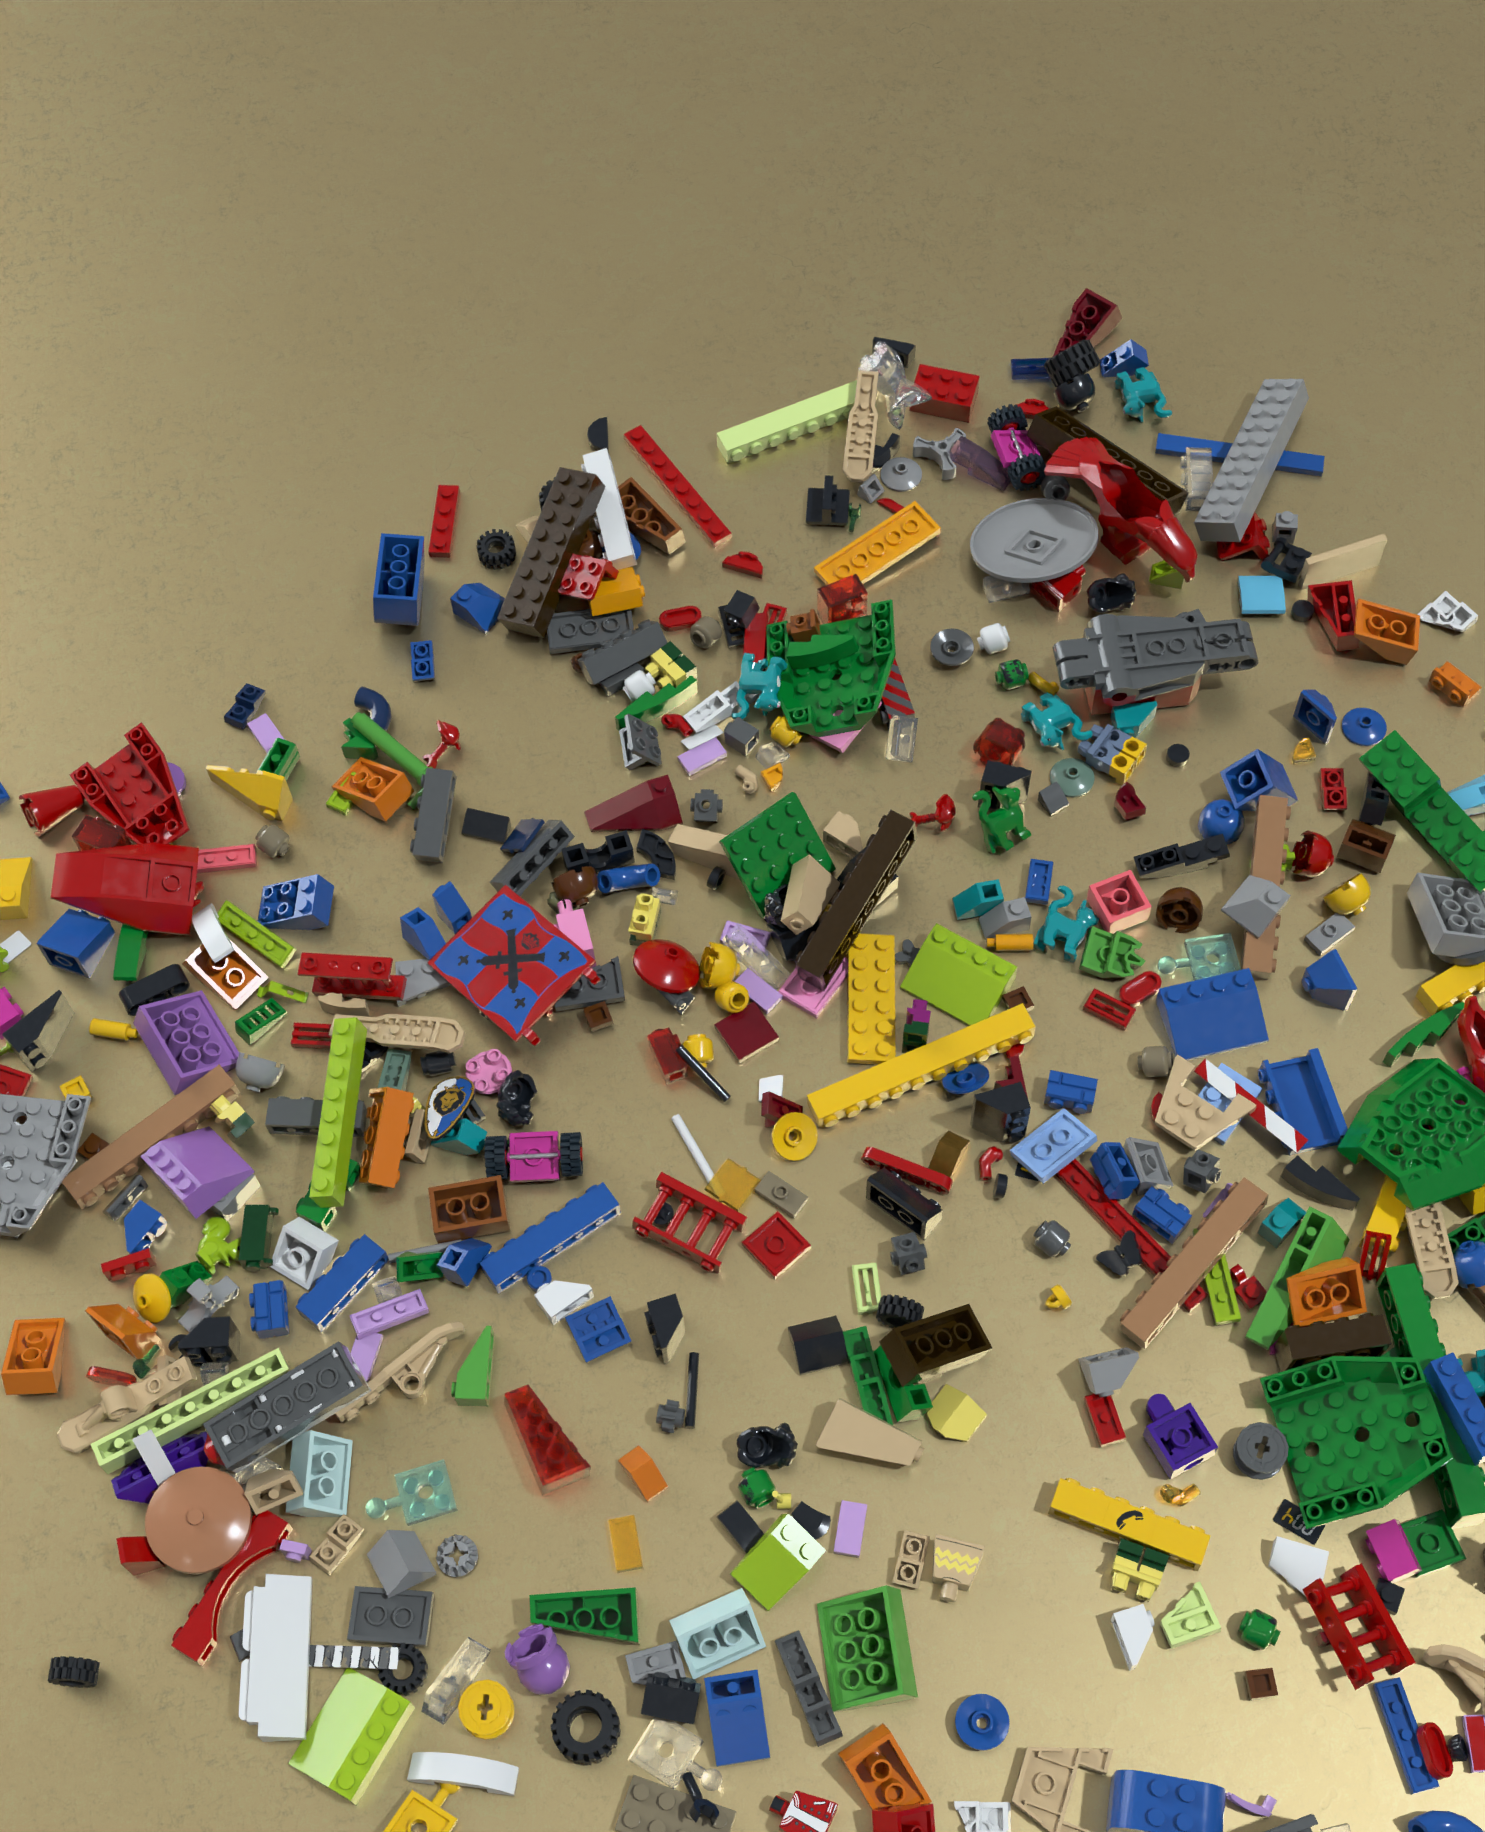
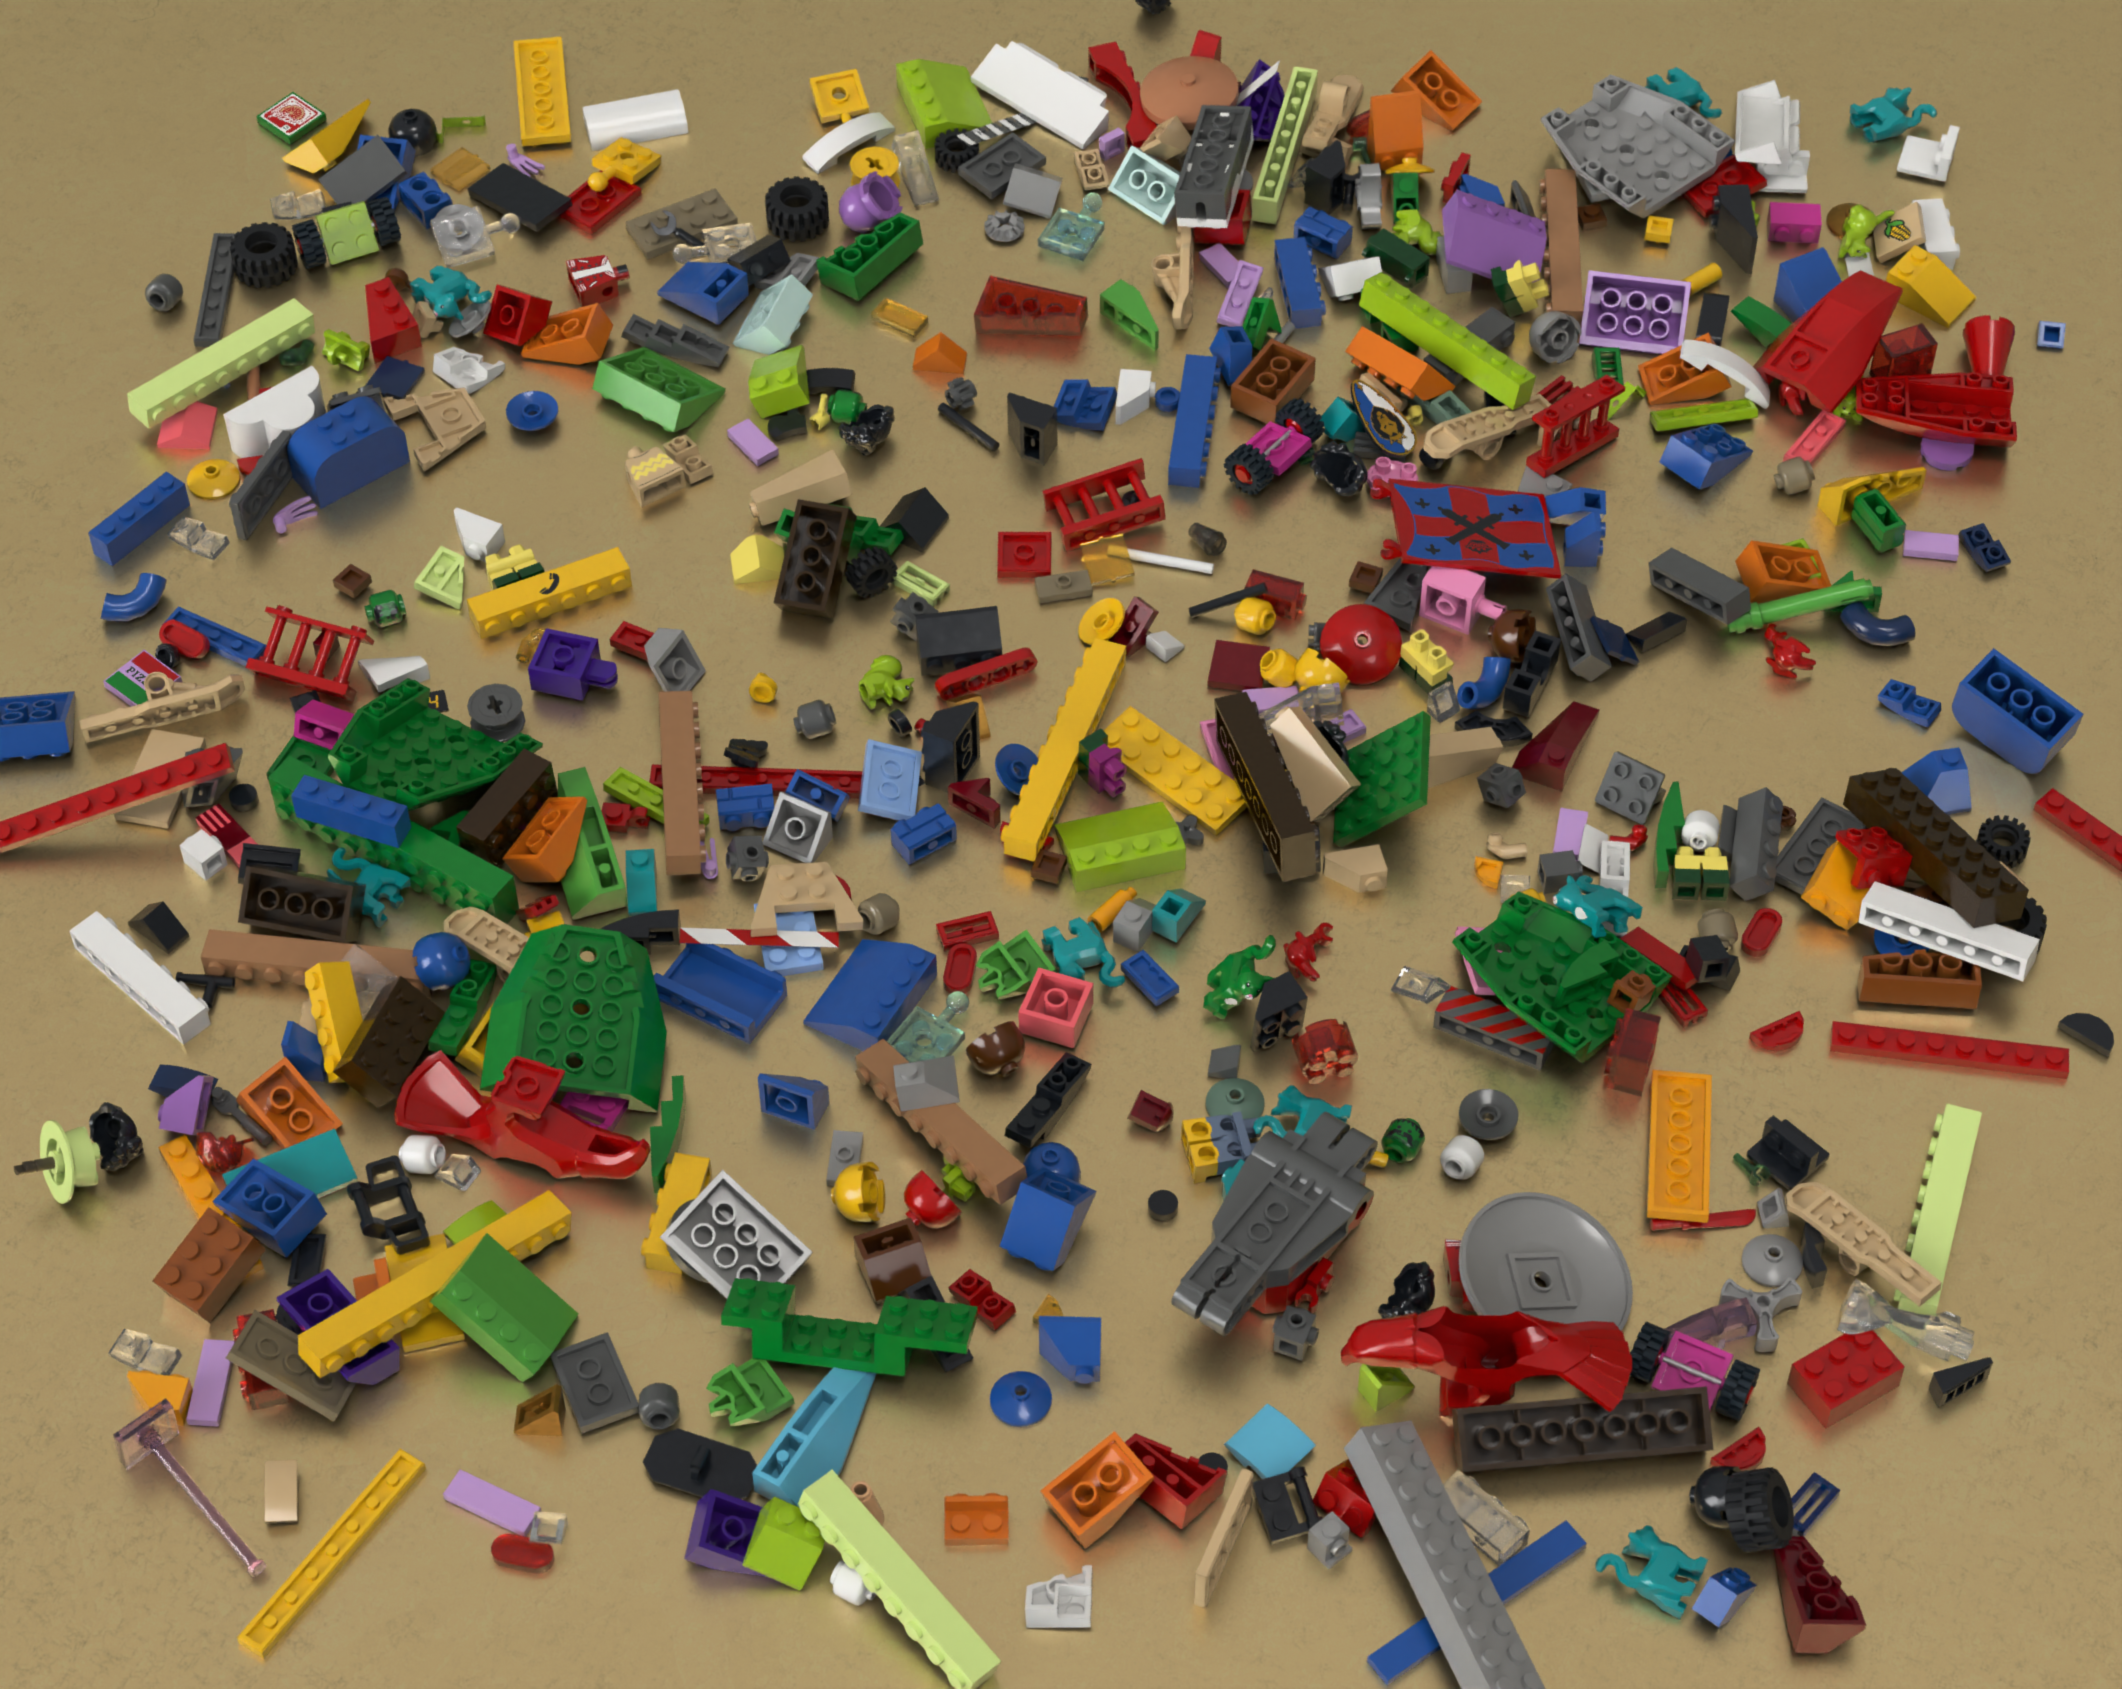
camera: 130 degrees right, 10 degrees down
(654, 1137) = (1208, 539): none -> clear smoke cone
(980, 1229) = (881, 682): none -> lime animal

